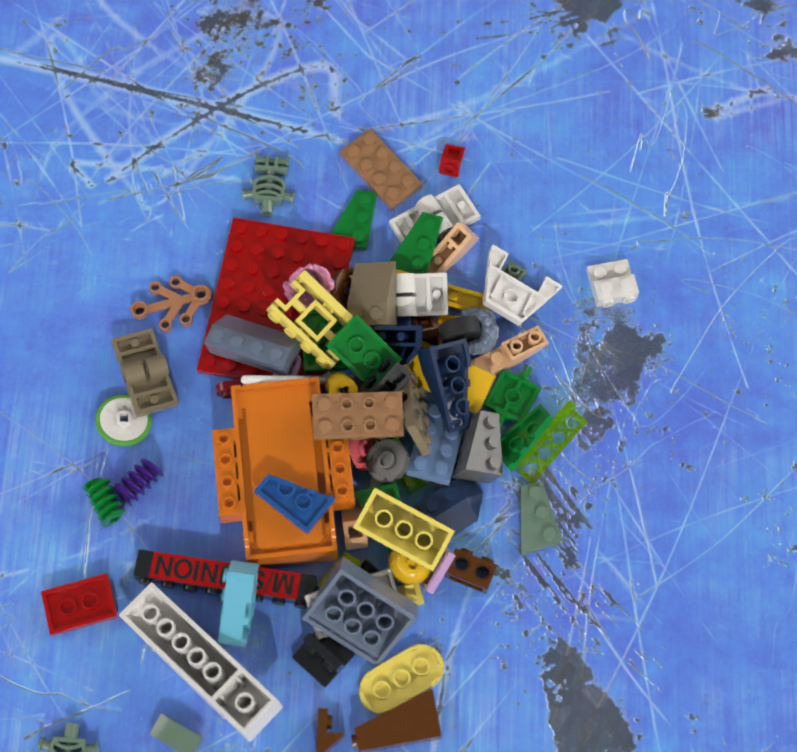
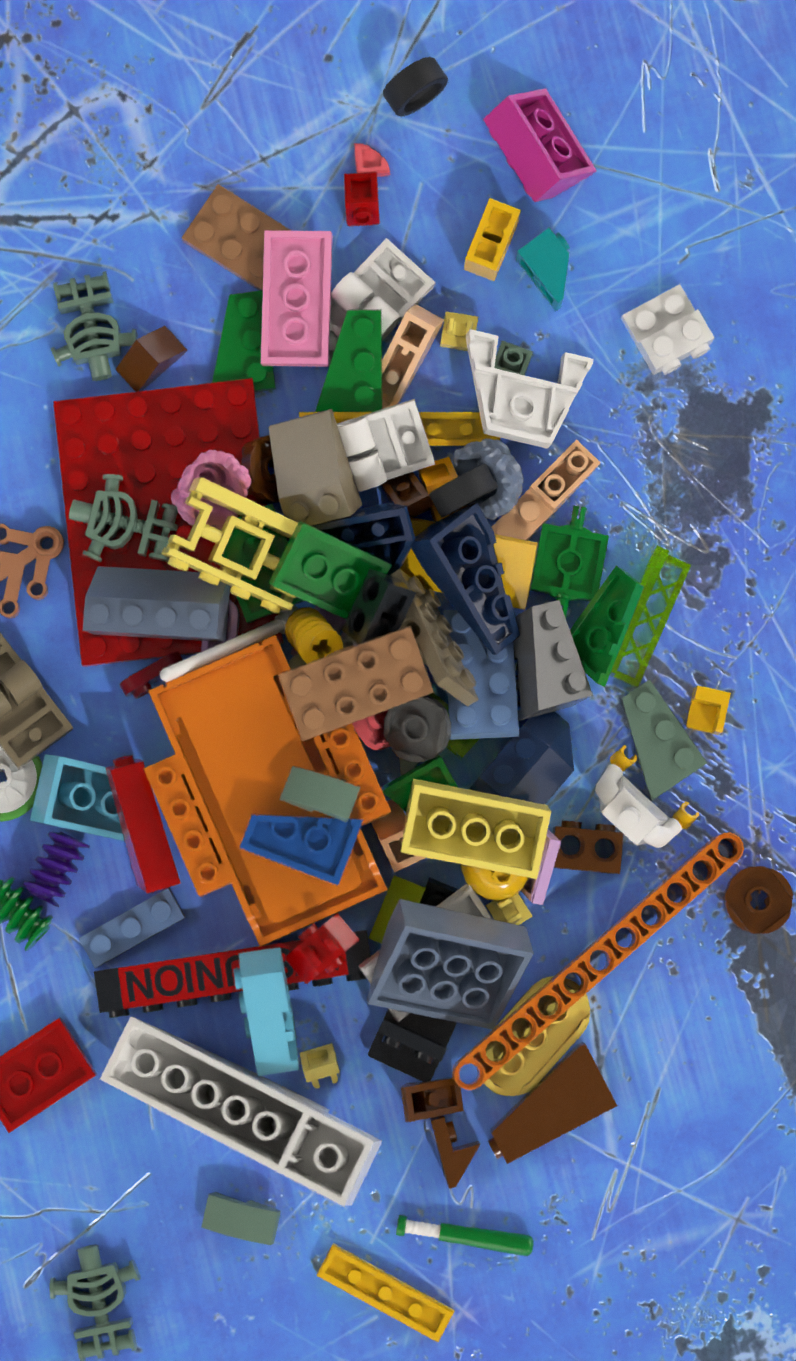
camera: 15 degrees left, 15 degrees up
(172, 534) = (132, 928): none -> medium blue plate
(174, 448) = (76, 798): none -> medium azure slope
(199, 469) = (141, 825): none -> red slope
(238, 292) = (93, 514): none -> sand green piece
(259, 651) = (320, 1063): none -> light yellow tile
(284, 574) = (321, 948): none -> red hinge
(298, 210) = (150, 358): none -> reddish brown slope
(312, 472) = (319, 793): none -> sand green slope
(323, 695) = (431, 1099): none -> reddish brown slope
(395, 200) = (296, 298): none -> bright pink plate
(448, 647) = (614, 953): none -> orange beam
(463, 140) = (370, 161): none -> coral tile
(482, 247) = (455, 330): none -> light yellow tile
(502, 106) = (415, 86): none -> black tyre
(508, 556) = (633, 811): none -> white torso
(521, 201) = (492, 239): none -> yellow brick
(549, 225) = (546, 264): none -> teal slope
(565, 159) = (538, 144): none -> dark pink slope
(572, 509) = (708, 710): none -> yellow panel
(583, 641) = (738, 898): none -> reddish brown plate

